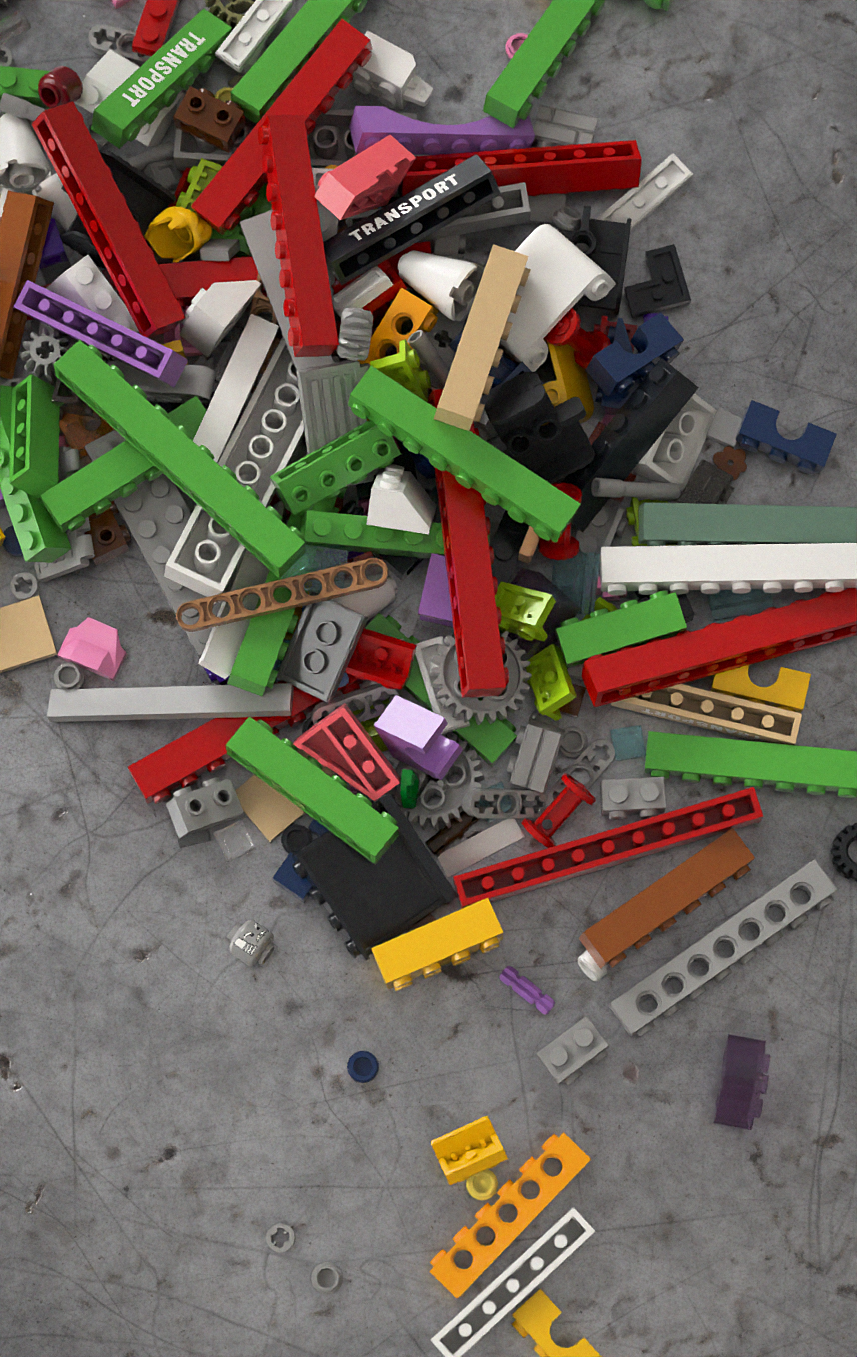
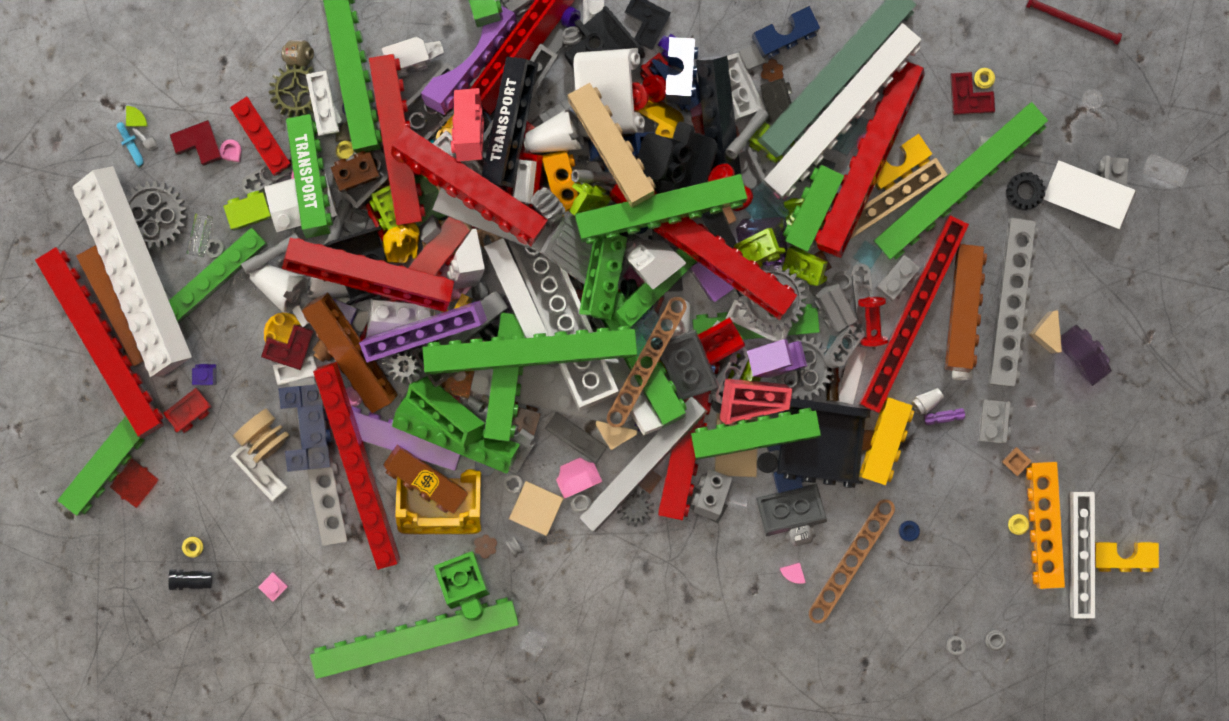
camera: 50 degrees left, 10 degrees up
(60, 87) = (266, 233): dark red head -> none
(63, 48) = (247, 210): none -> lime brick
(127, 747) = (638, 516): none -> dark grey gear
(136, 610) = (576, 437): none -> dark grey tile
(159, 730) = (650, 482): none -> reddish brown tile
(173, 643) = (615, 436): none -> tan slope
(198, 980) = (793, 573): none -> bright pink tile
(255, 1027) = (842, 567): none -> medium nougat beam
(267, 911) = (791, 509): none -> dark grey tile
(409, 788) = (797, 386): green tile -> none
(468, 1150) = (998, 516): yellow bracket -> none
(526, 954) = (927, 401): none -> white cone
(550, 1116) = (1016, 461): none -> medium nougat plate
(587, 197) = (570, 16): none -> dark purple tile
(724, 1013) = (1048, 332): none -> tan slope

